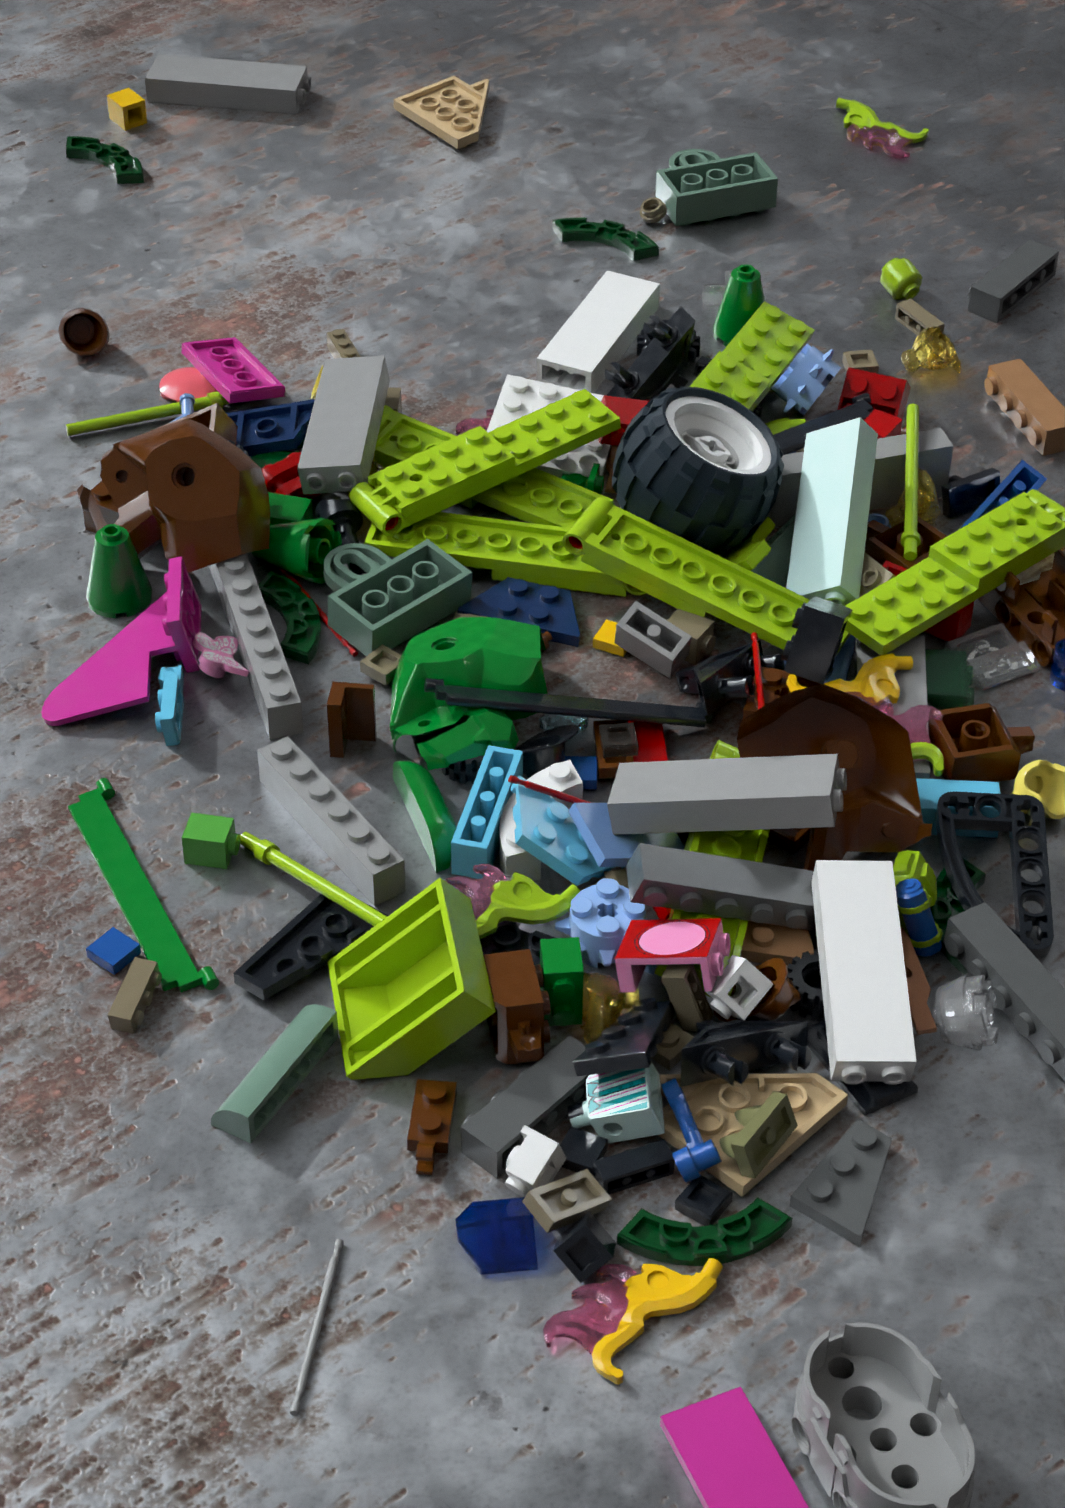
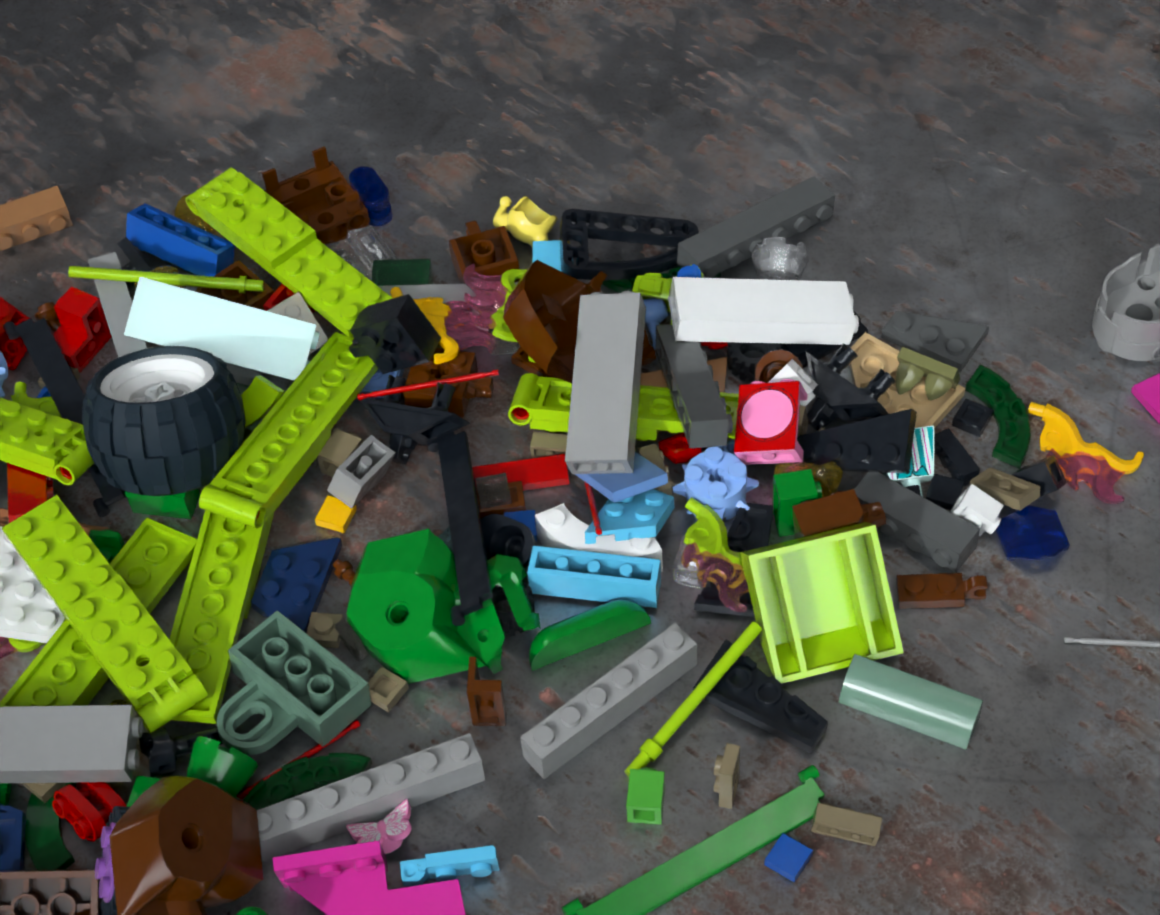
camera: 90 degrees left, 10 degrees up
(205, 891) = (727, 775): none -> dark tan plate
(697, 1154) = (947, 410): blue brick -> none

